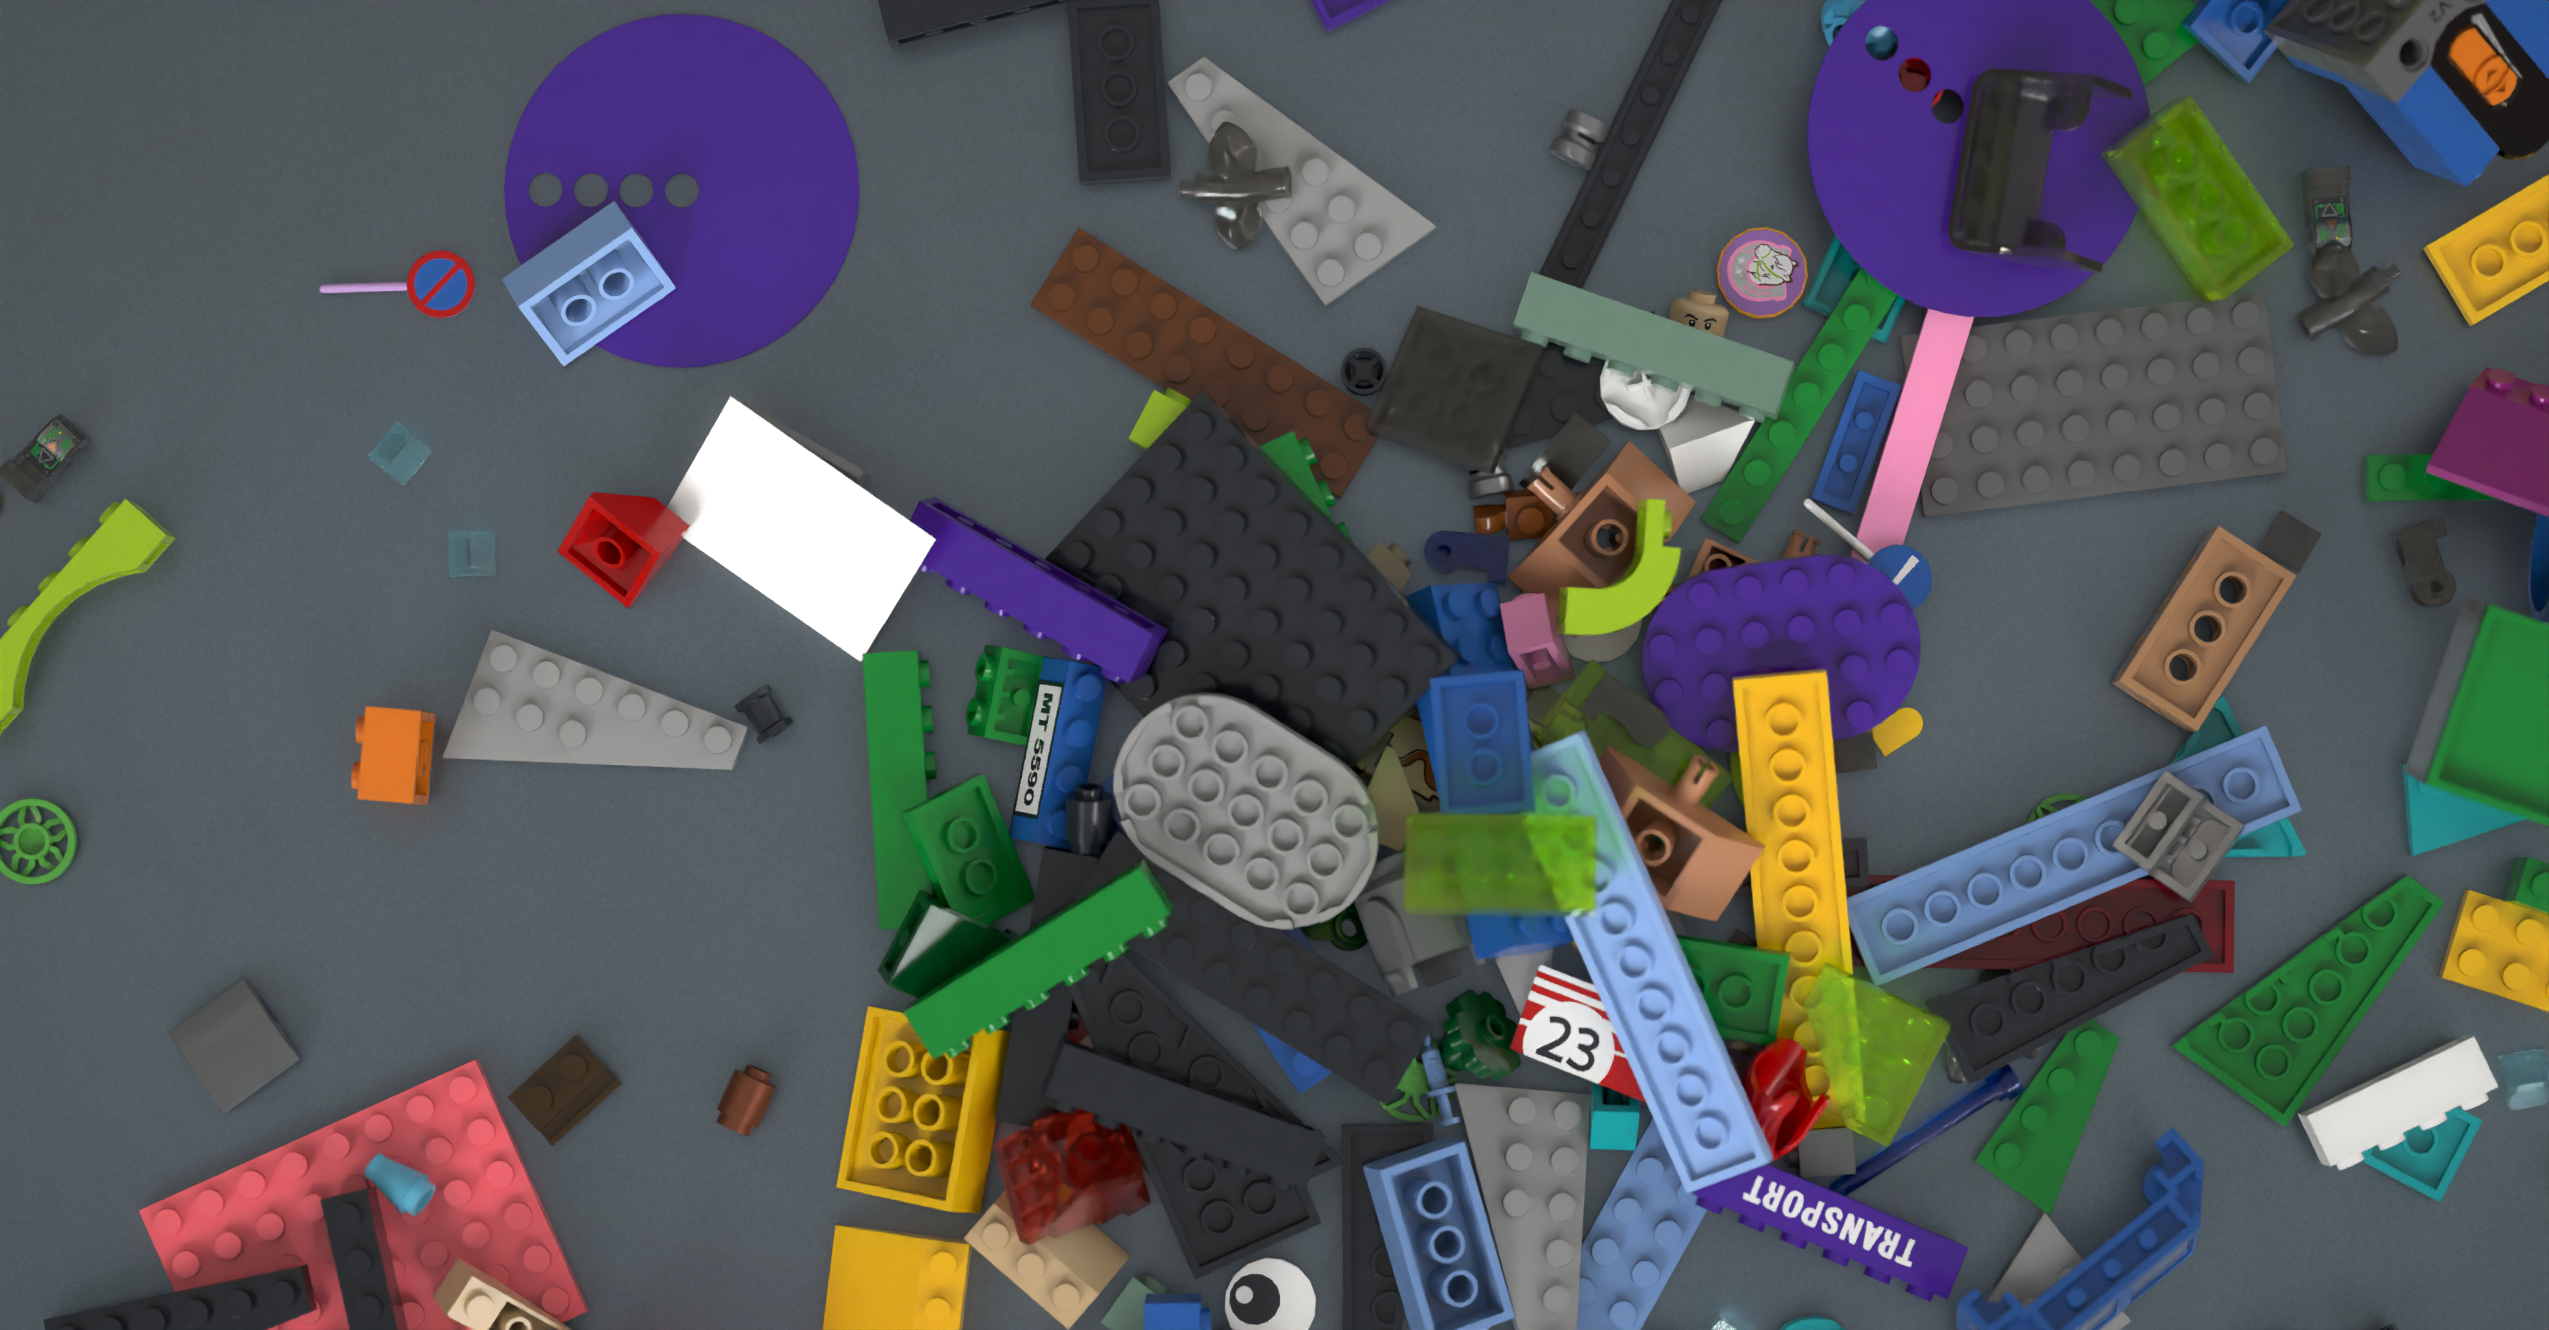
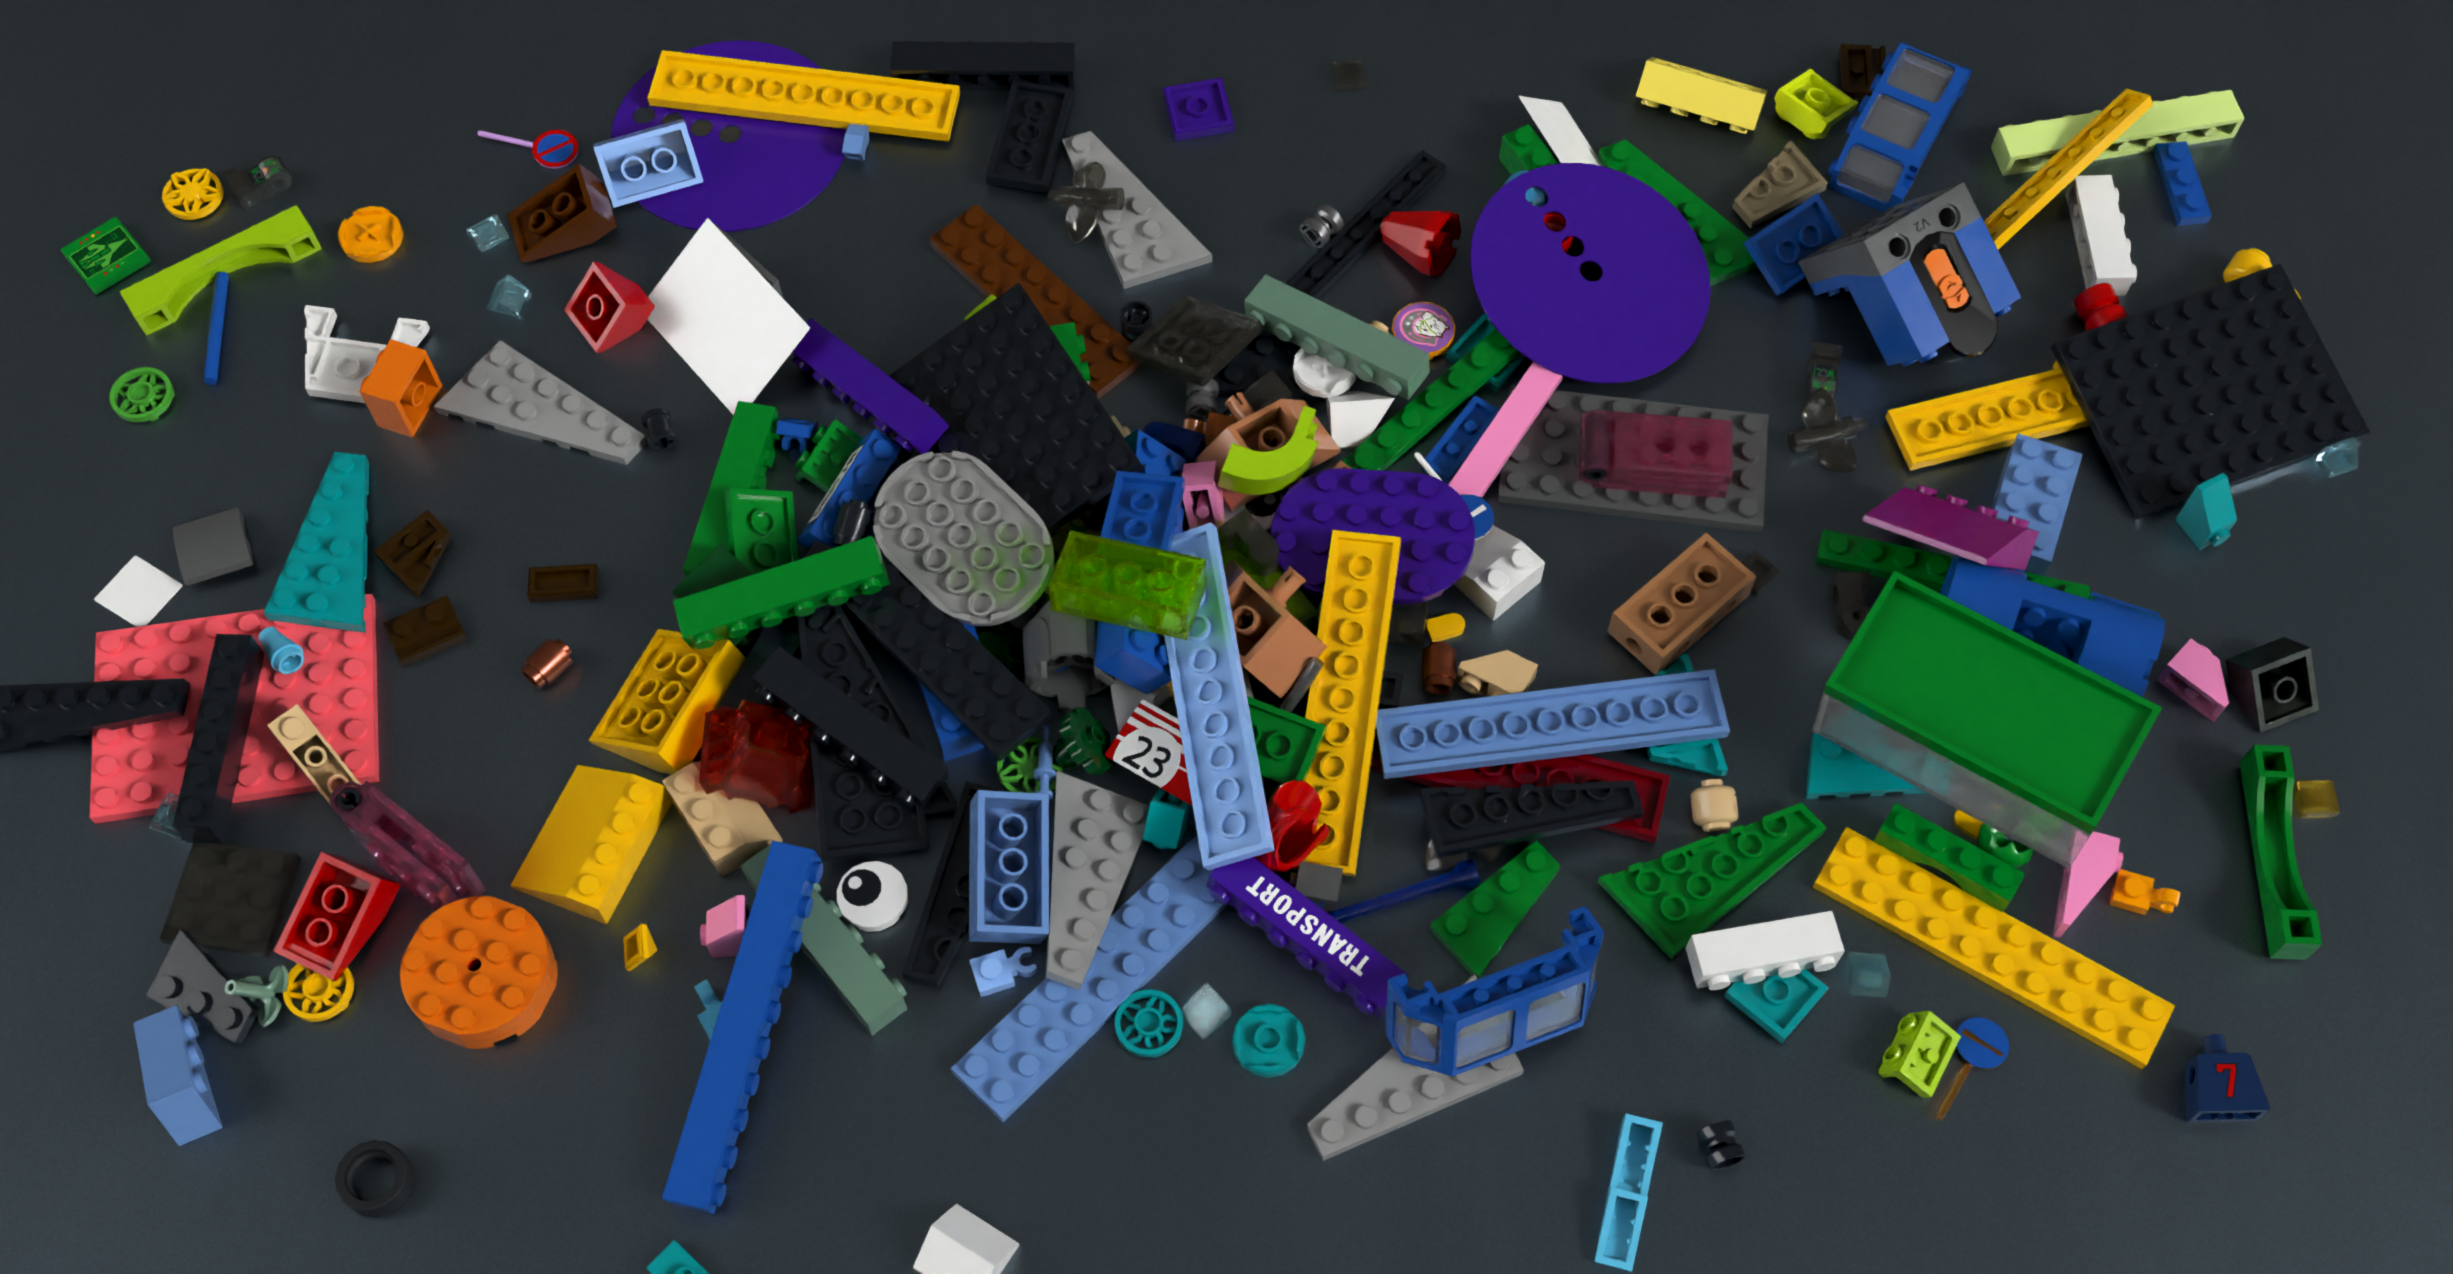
camera: 10 degrees right, 25 degrees down
(87, 708) = (216, 328): none -> blue bar
(161, 1131) = (138, 592): none -> white sticker
(237, 500) = (370, 234): none -> light orange tile
(299, 728) = (339, 365): none -> white wing
(401, 1036) = (328, 560): none -> teal wing
(500, 408) = (562, 216): none -> reddish brown slope
(507, 983) = (415, 551): none -> dark brown wing
(718, 972) = (563, 583): none -> dark brown tile
(771, 105) = (804, 95): none -> yellow plate
(872, 165) = (856, 142): none -> medium blue piece
(951, 667) = (796, 429): none -> blue tile
(1725, 128) = (1423, 238): none -> red cone
(1738, 904) = (1302, 684): none -> flat silver bar
(1872, 1049) = (1370, 811): clear neon green plate -> none
(1904, 801) = (1438, 668): none -> copper brick
(1956, 638) = (1500, 572): none -> white slope
(1988, 793) = (1496, 674): none -> tan slope
(2008, 160) = (1610, 276): clear smoke windscreen -> none
(2085, 422) = (1656, 453): none -> clear pink hinge
(2178, 836) = (1633, 723): dark grey slope -> none
(2198, 199) = (1733, 340): clear neon green brick -> none
(2298, 908) = (1714, 806): none -> tan head

